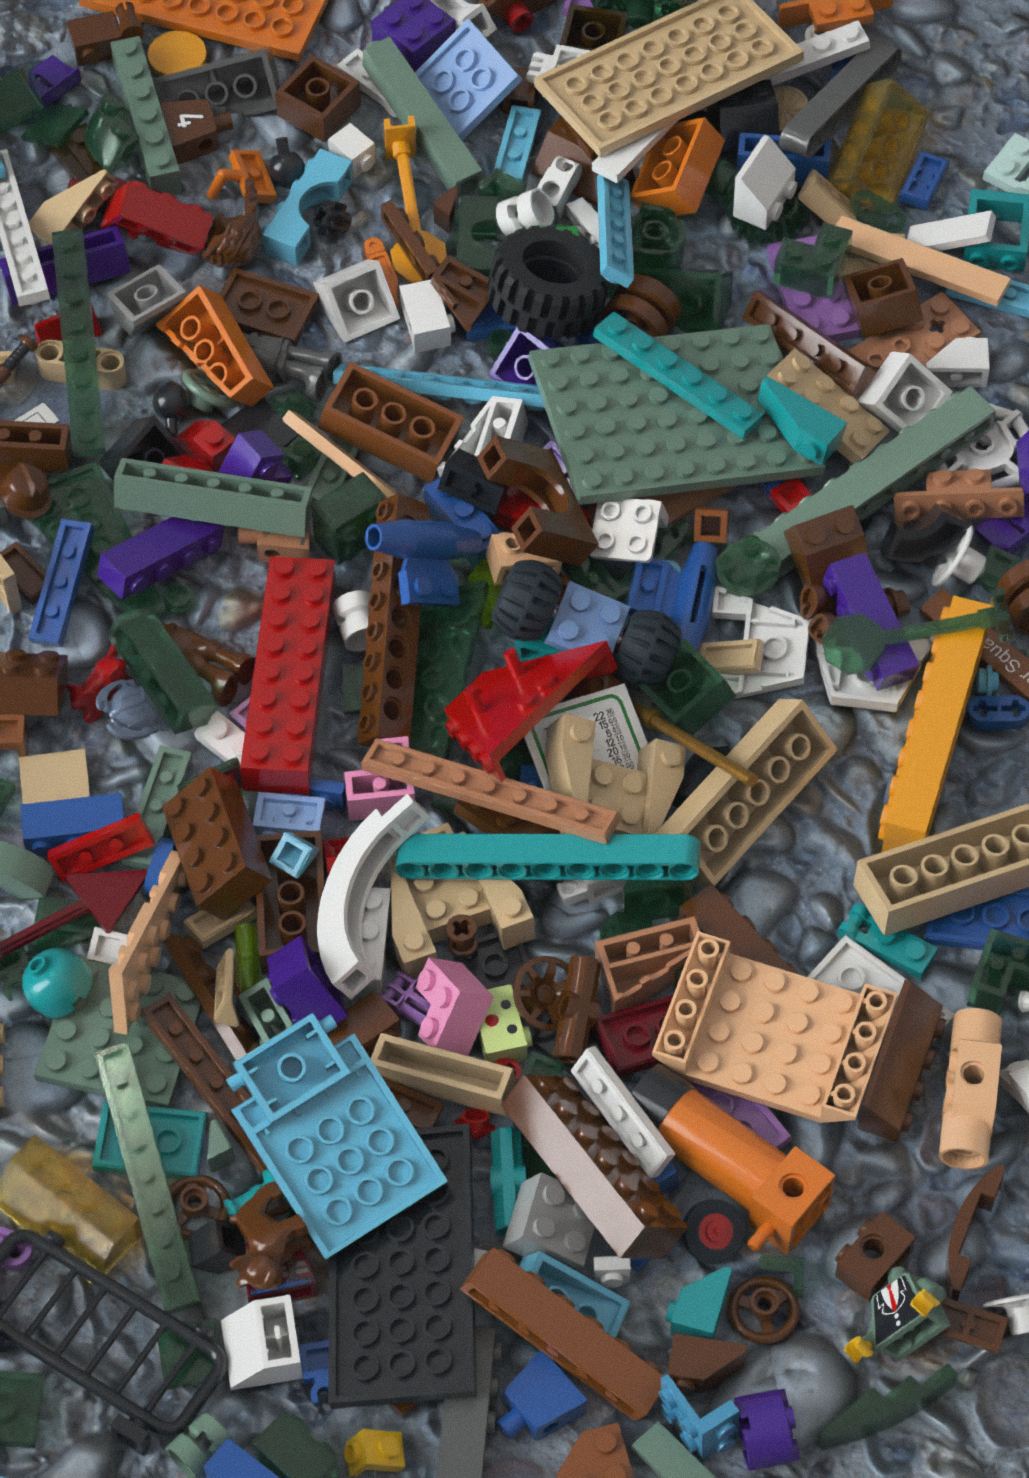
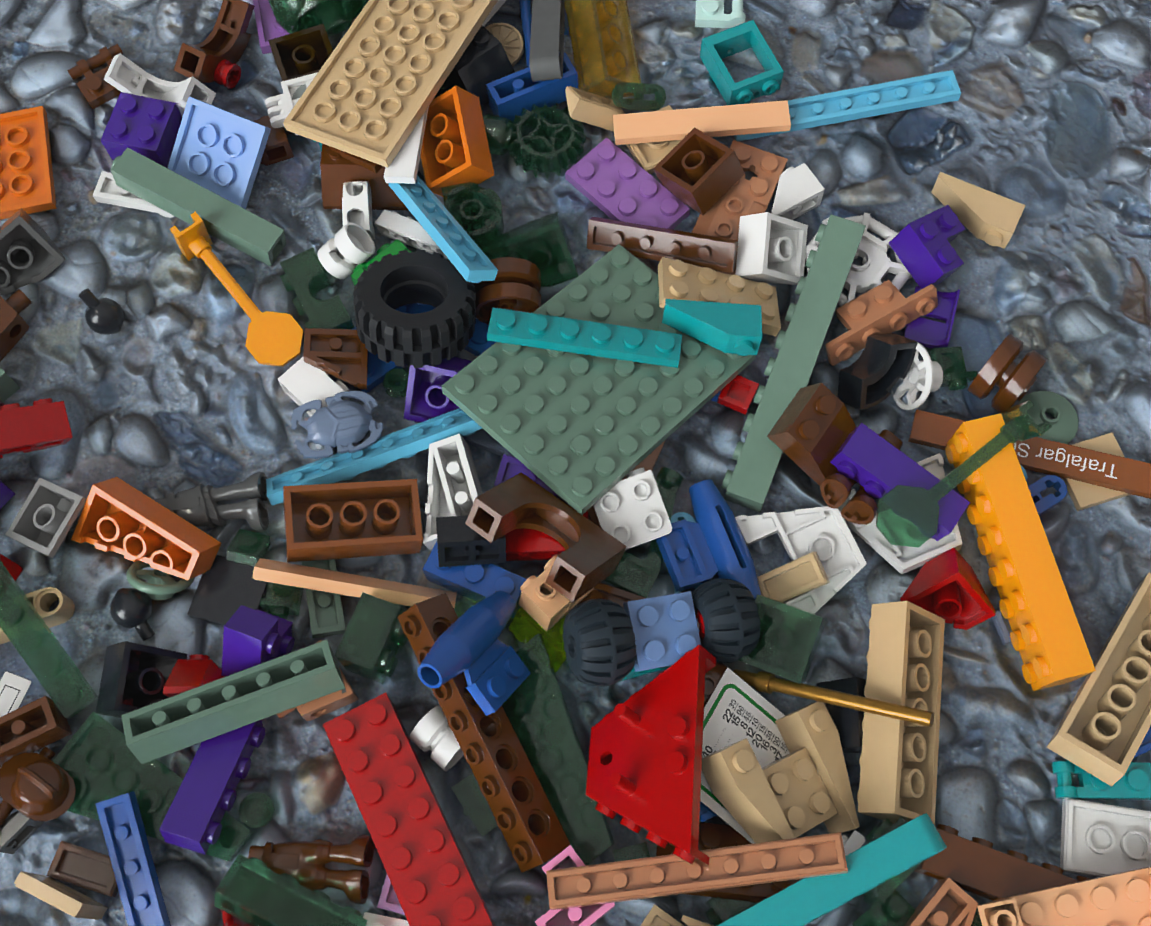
camera: 30 degrees left, 10 degrees up
(207, 442) = (191, 632): red slope -> none
(236, 238) = (96, 410): reddish brown hair -> none
(245, 165) = (76, 340): orange plate -> none
(268, 305) = (165, 460): reddish brown plate -> none
(318, 98) = (94, 235): reddish brown brick -> none
(323, 179) = (144, 309): medium azure arch -> none
(332, 219) = (175, 344): black gear -> none
(354, 146) = (154, 269): white brick -> none
(357, 299) = (244, 409): white slope -> none
(376, 251) = (247, 366): orange piece -> none
(409, 241) = (261, 330): reddish brown plate -> none
(427, 346) = (338, 424): none -> sand blue shield
(444, 209) = (271, 282): reddish brown slope -> none
(500, 185) = (308, 235): clear green bracket -> none
(518, 141) = (297, 190): medium azure plate -> none
(711, 524) = (694, 459): dark orange brick -> none
(748, 566) = (759, 486): clear green dish -> none
(763, 185) = (542, 121): white slope -> none
(814, 267) = (626, 172): clear green brick -> none
(862, 737) = (951, 591): none -> red slope
(924, 180) = (653, 51): blue plate -> none
(954, 231) = (715, 83): white tile -> none

